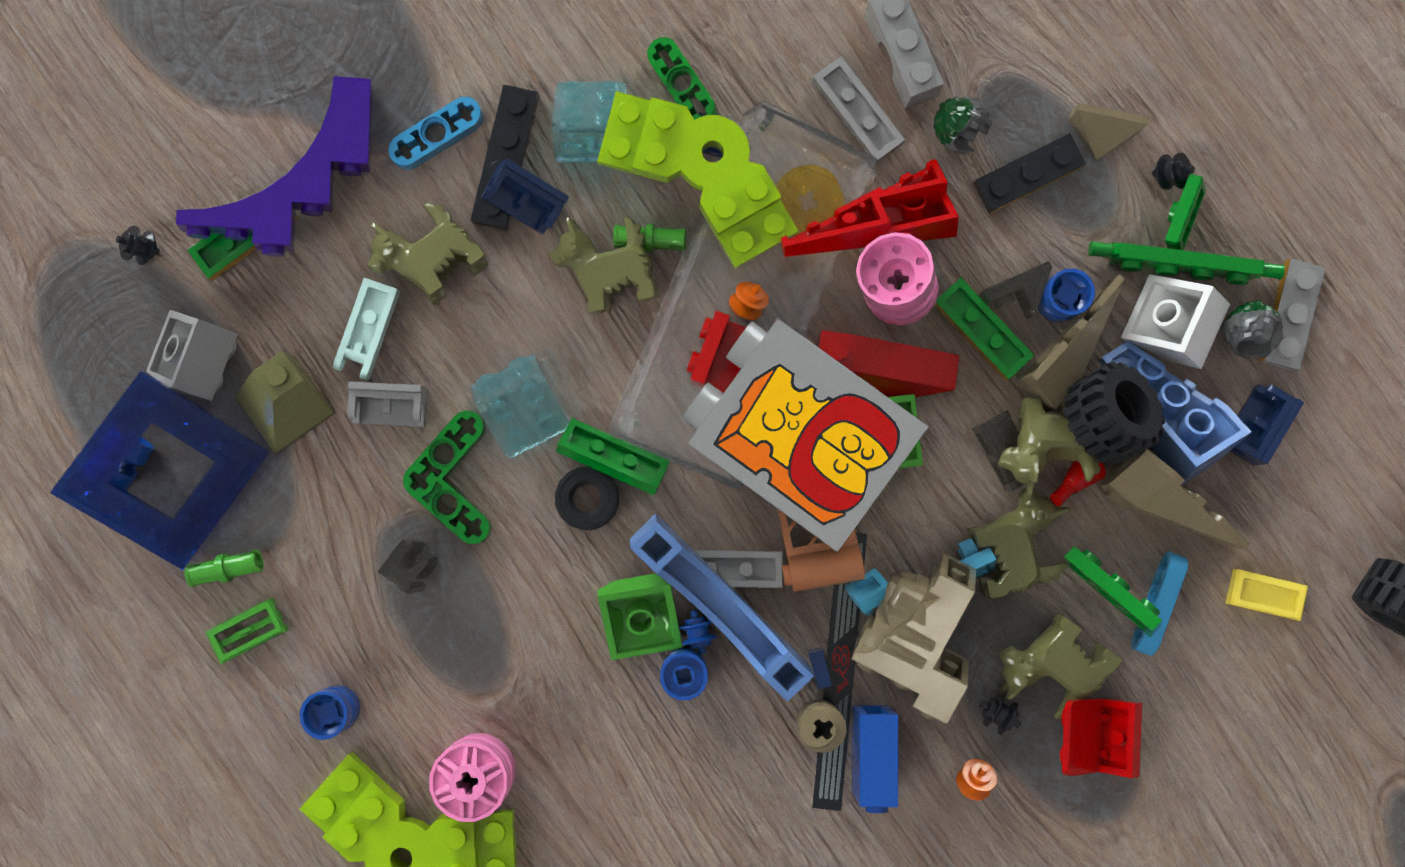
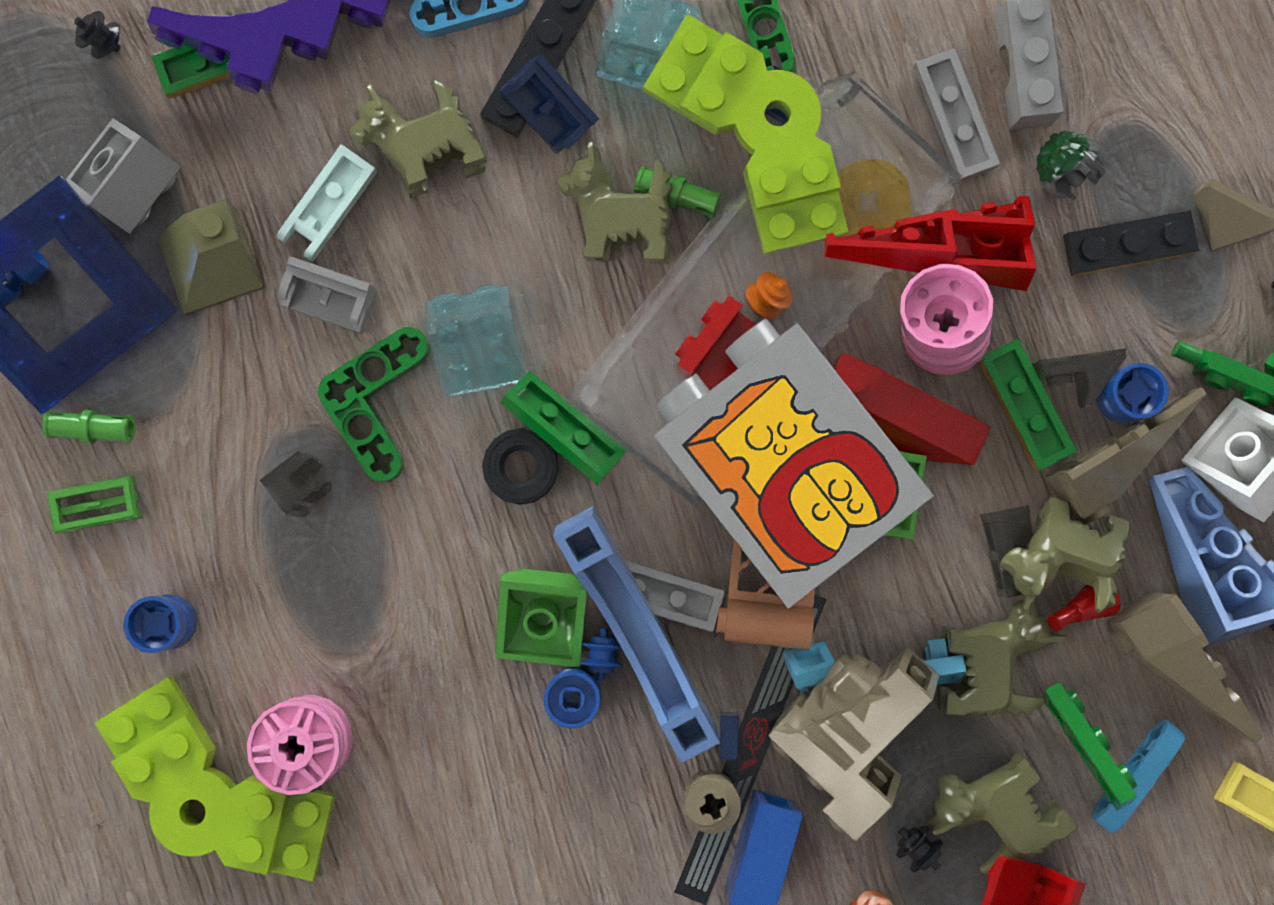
camera: 15 degrees right, 0 degrees up
(1114, 413) = (1150, 543): black tyre -> none

